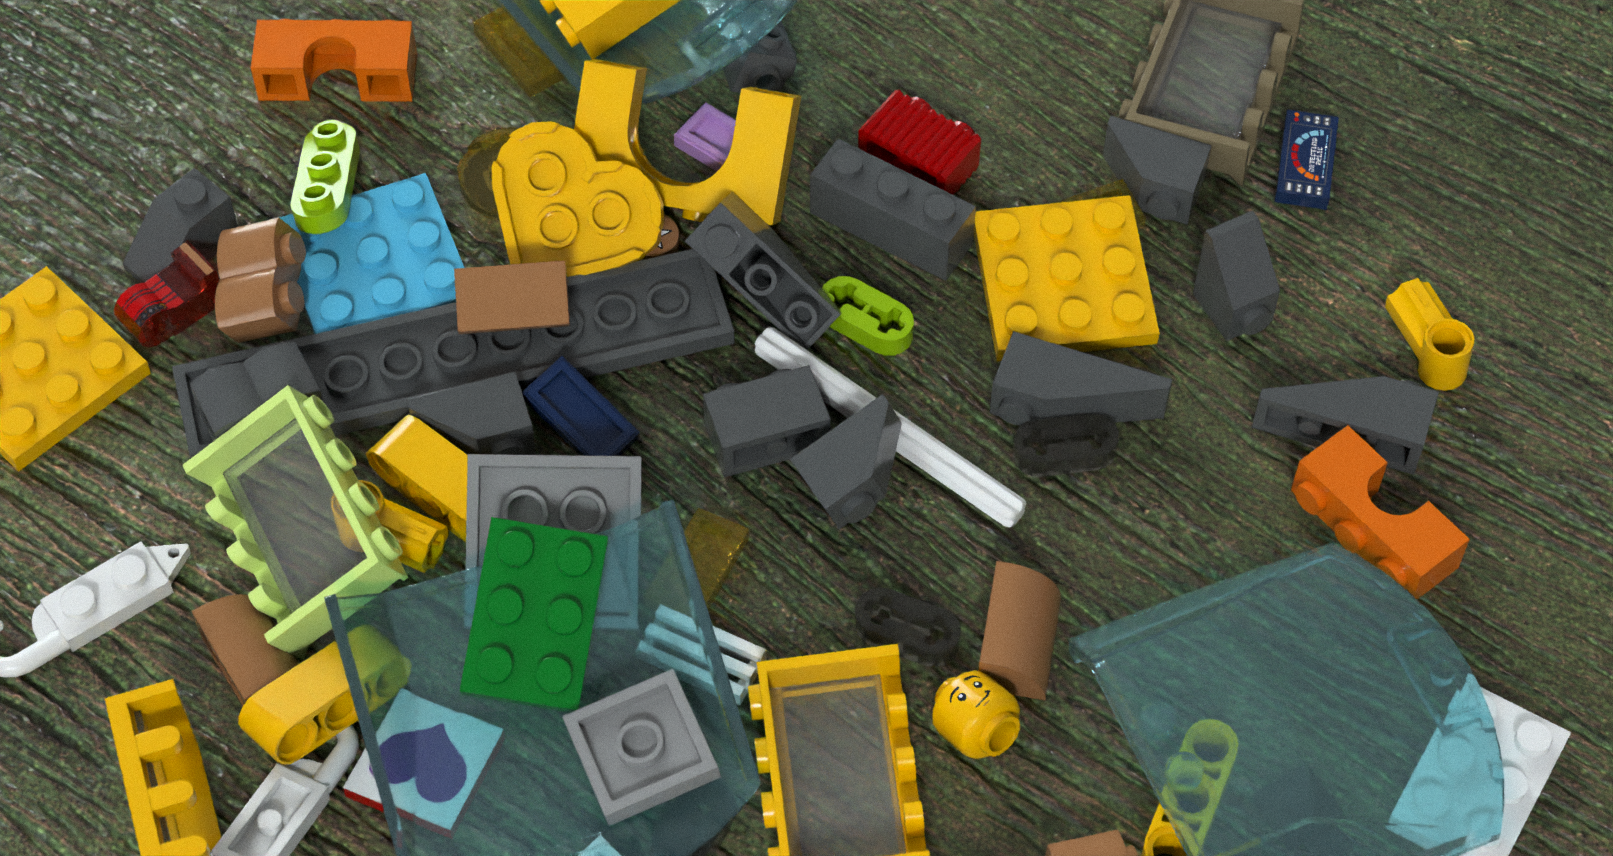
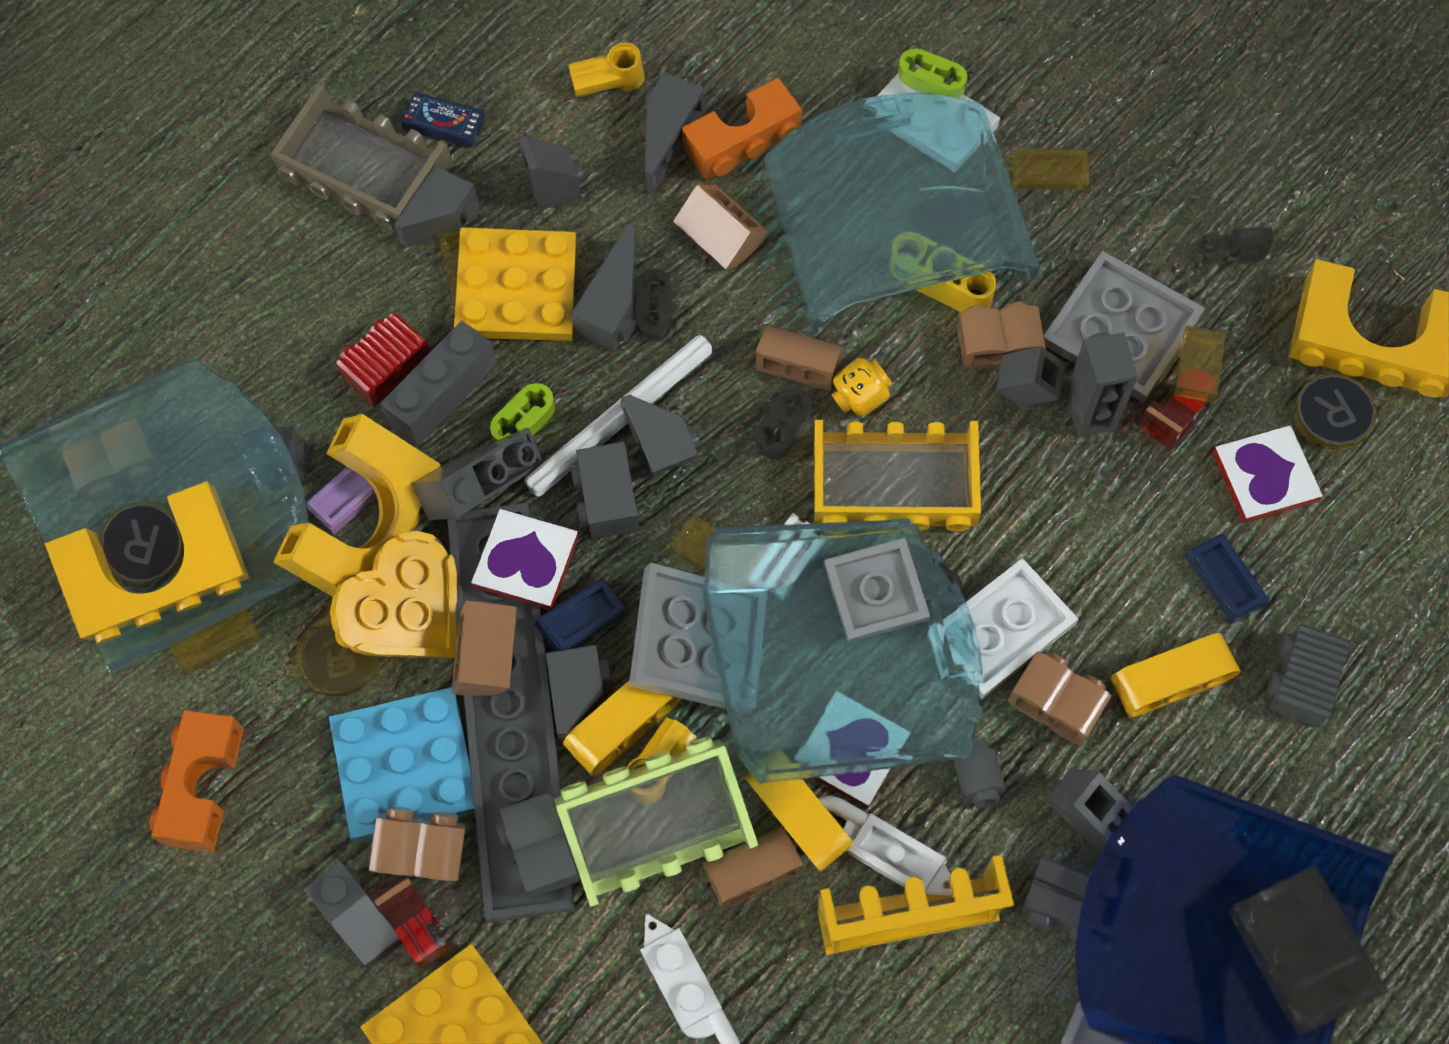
camera: 80 degrees left, 10 degrees up
(325, 177) = (335, 792): lime plate -> none
(534, 615) = (769, 648): green plate -> none
(647, 335) = (525, 559): none -> tile
(1211, 508) = (720, 225): none -> brick
(1551, 758) = (932, 74): none -> lime beam

